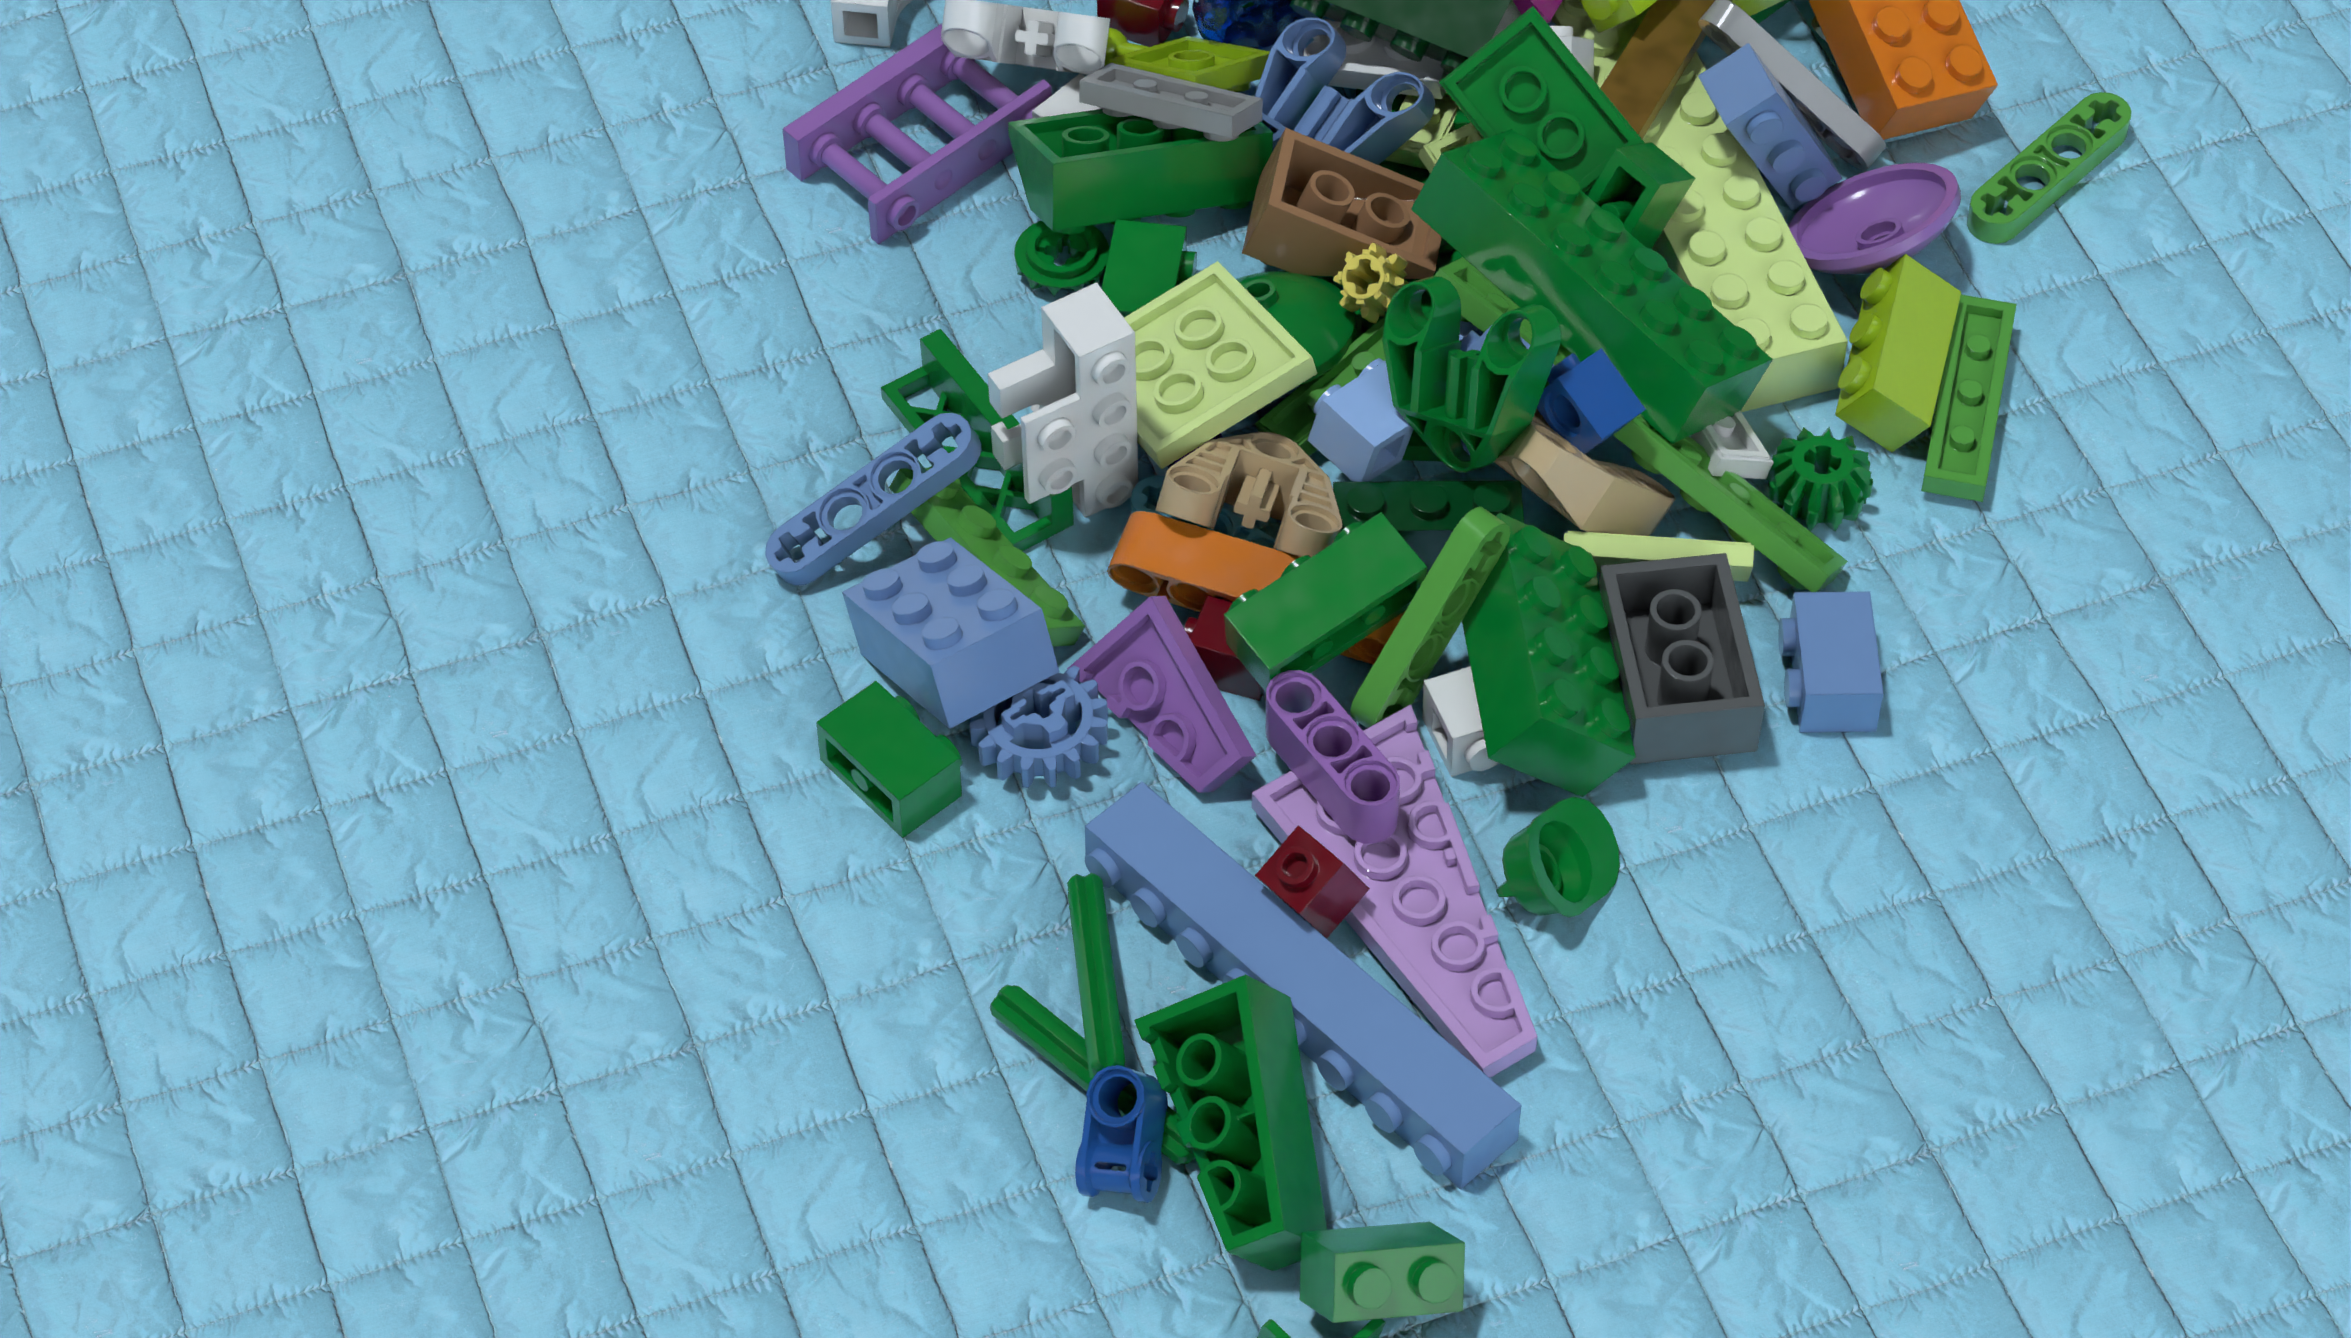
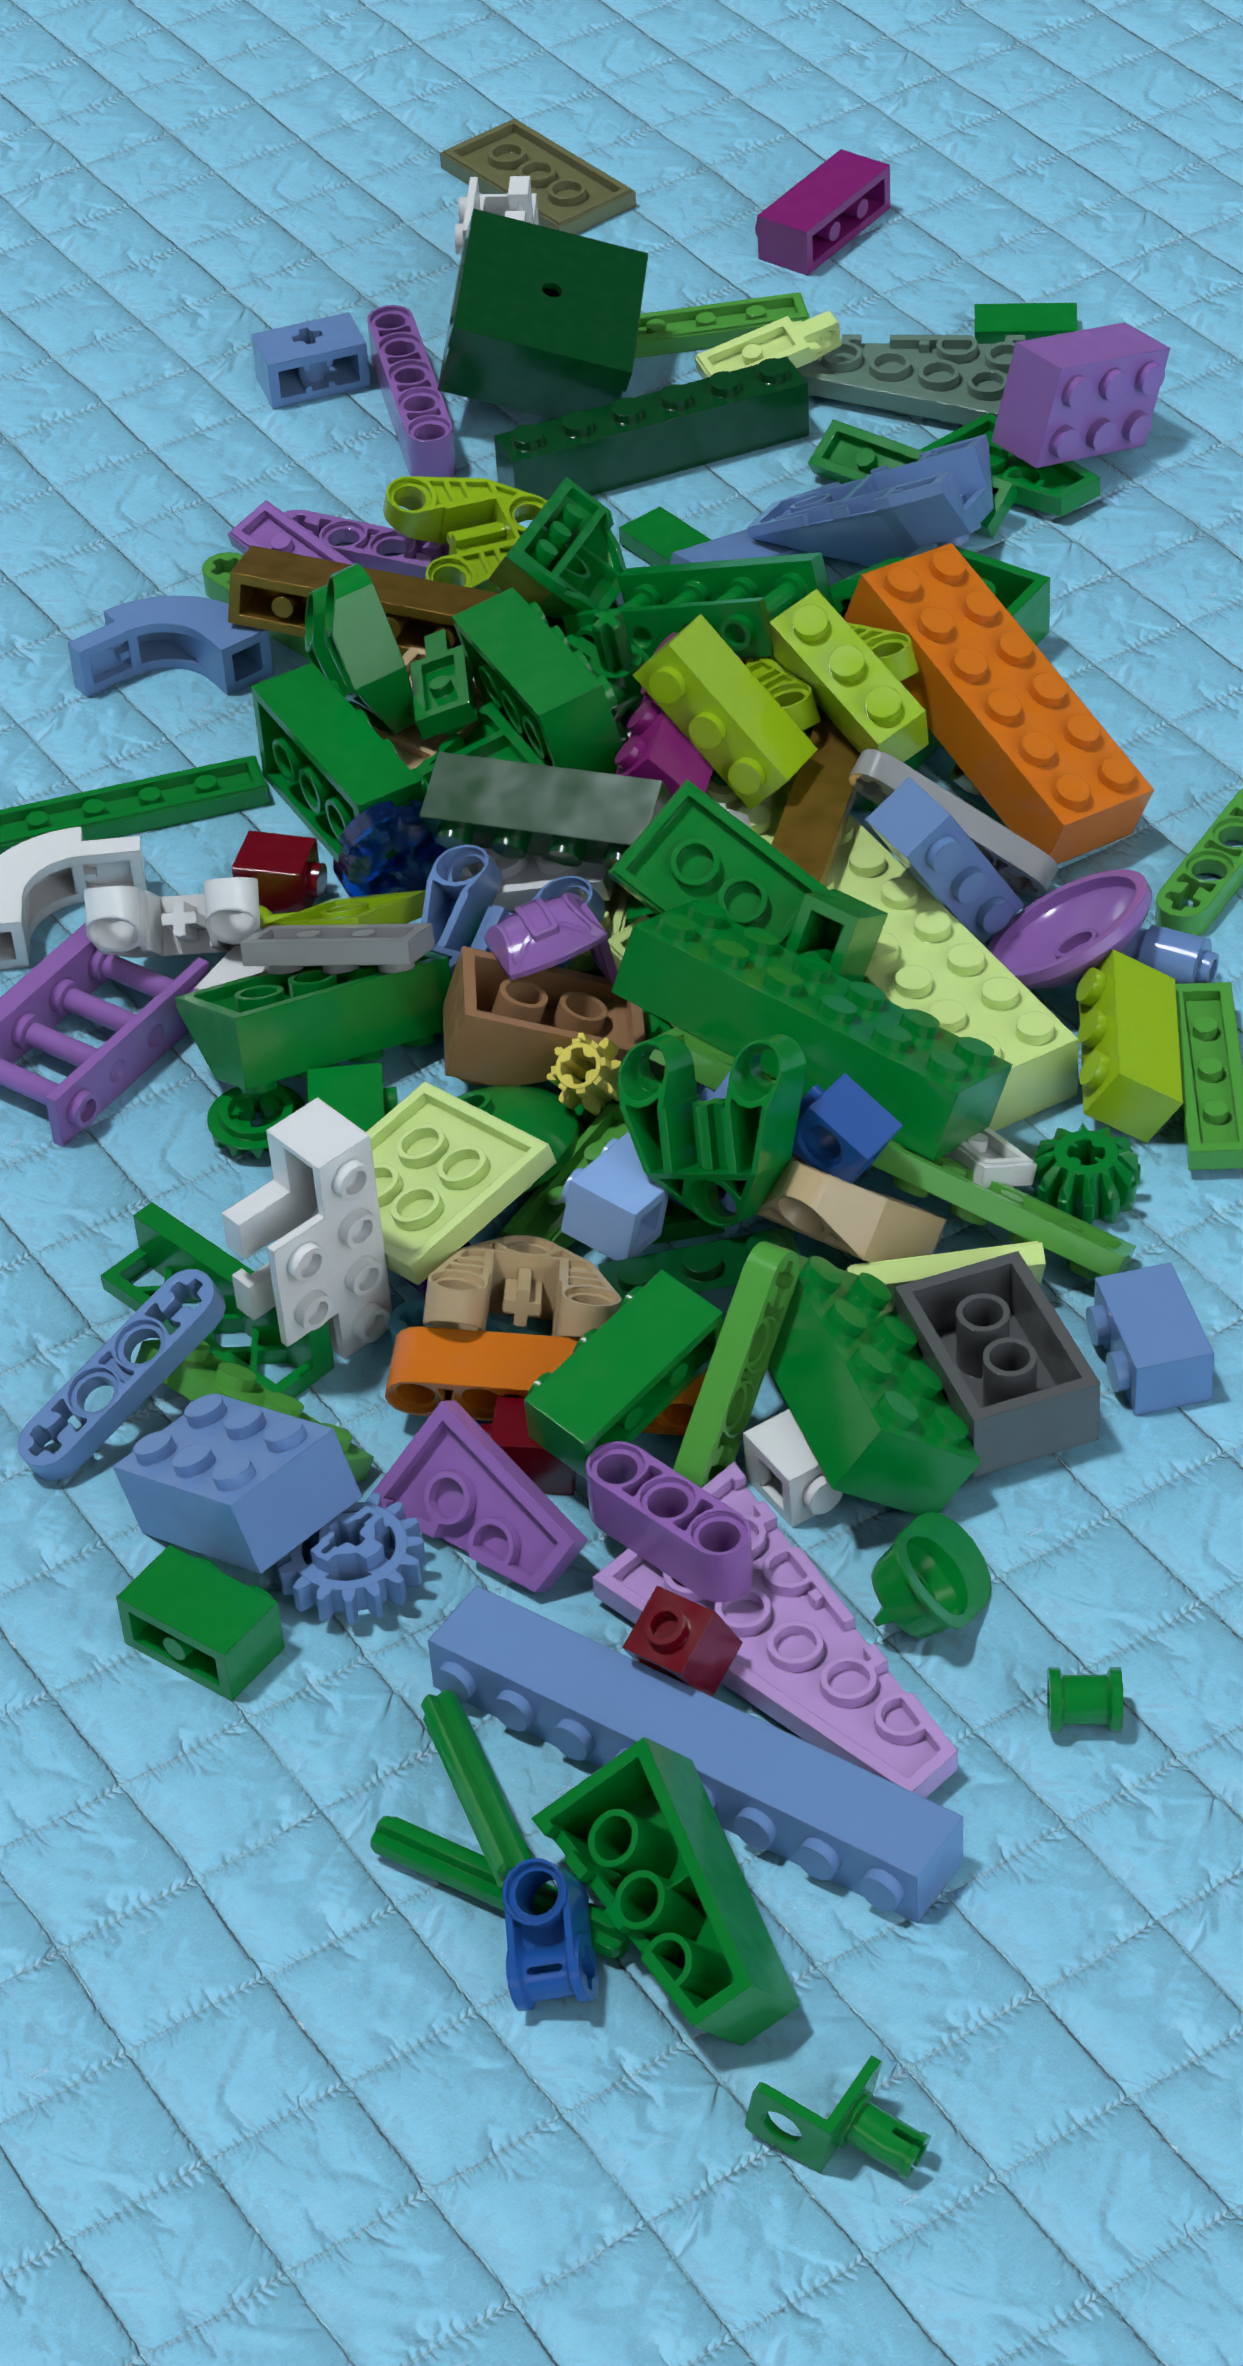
camera: 10 degrees left, 10 degrees down
(1368, 135) = (549, 934): none -> medium lavender piece
(1382, 1271) = (864, 2011): green brick -> none
(1668, 1010) = (1085, 1699): none -> green bush
(1968, 265) = (1175, 953): none -> medium blue brick

